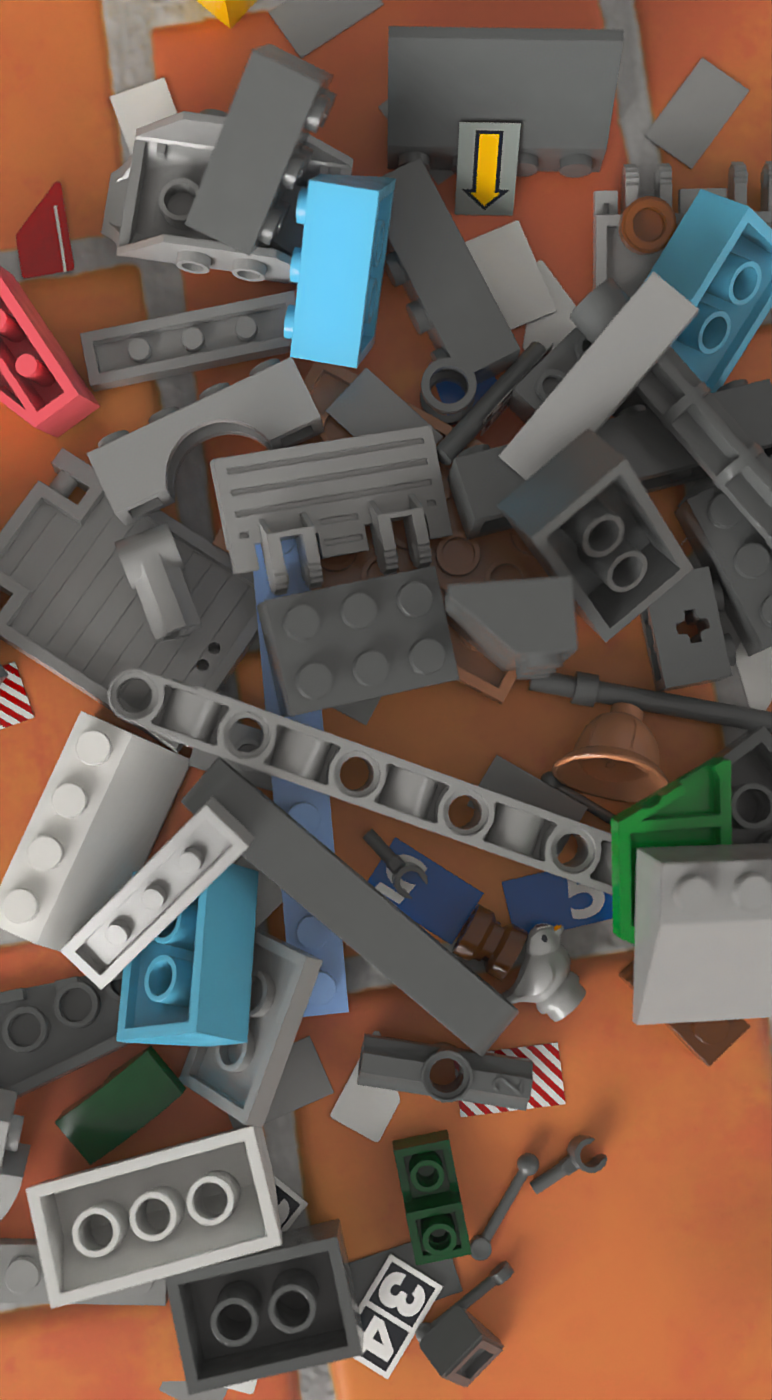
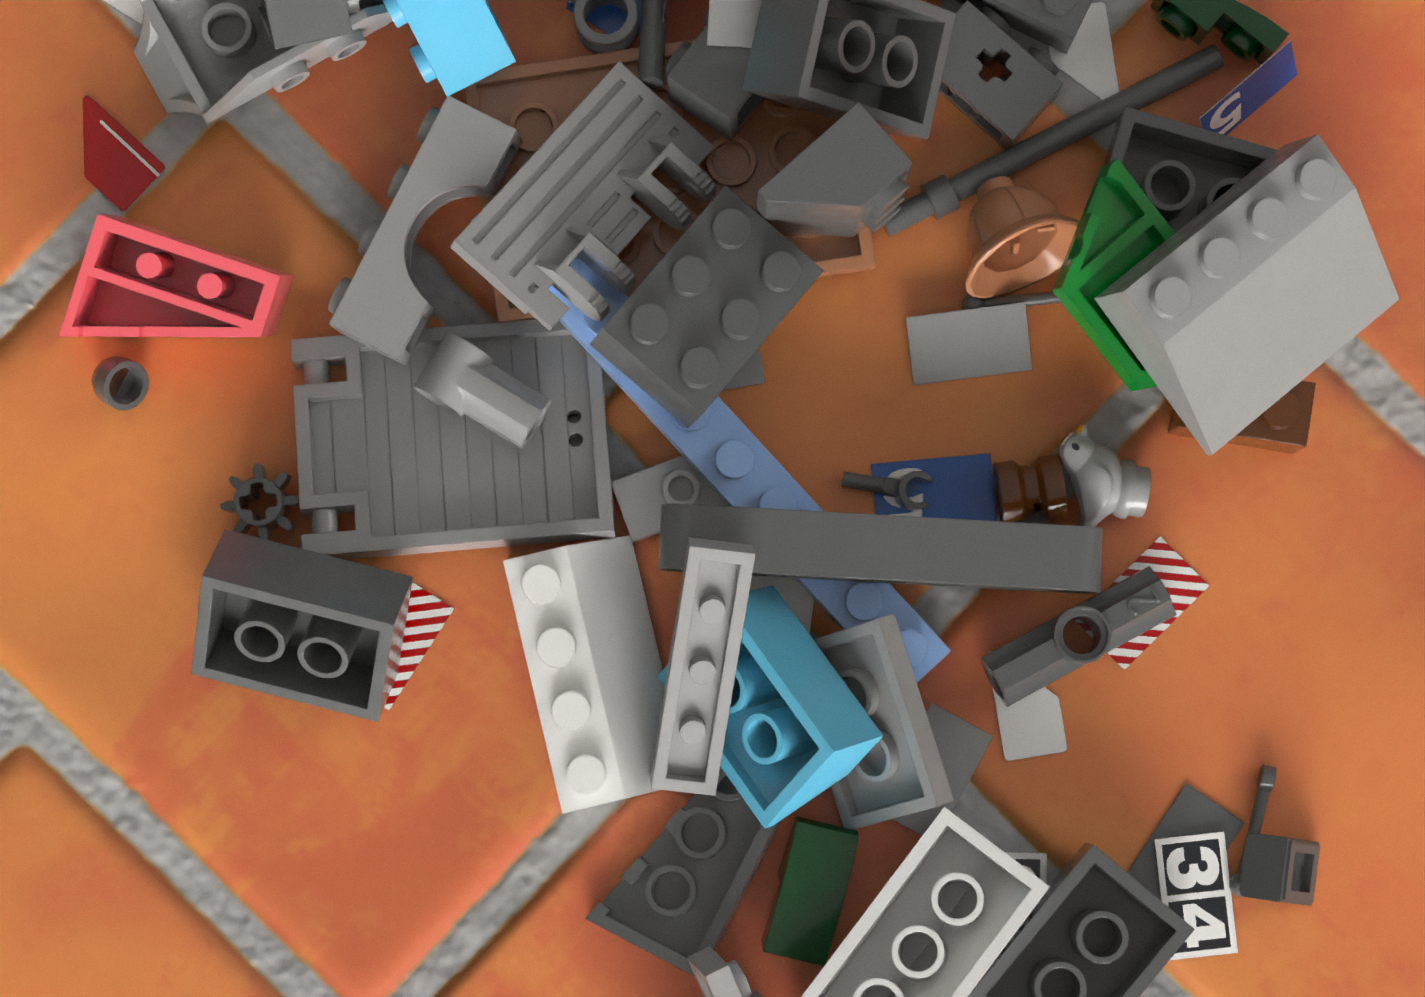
camera: 35 degrees left, 0 degrees up
(187, 342) = (331, 151): light grey plate -> none
(373, 408) = (553, 87): light grey sticker -> none
(393, 784) = (837, 416): light grey beam -> none
(431, 1197) = (1152, 759): dark green slope -> none
(480, 1244) = (1229, 770): dark grey hinge -> none
(554, 902) = (1067, 395): blue sticker -> none
(569, 1164) = (1253, 636): dark grey hand -> none

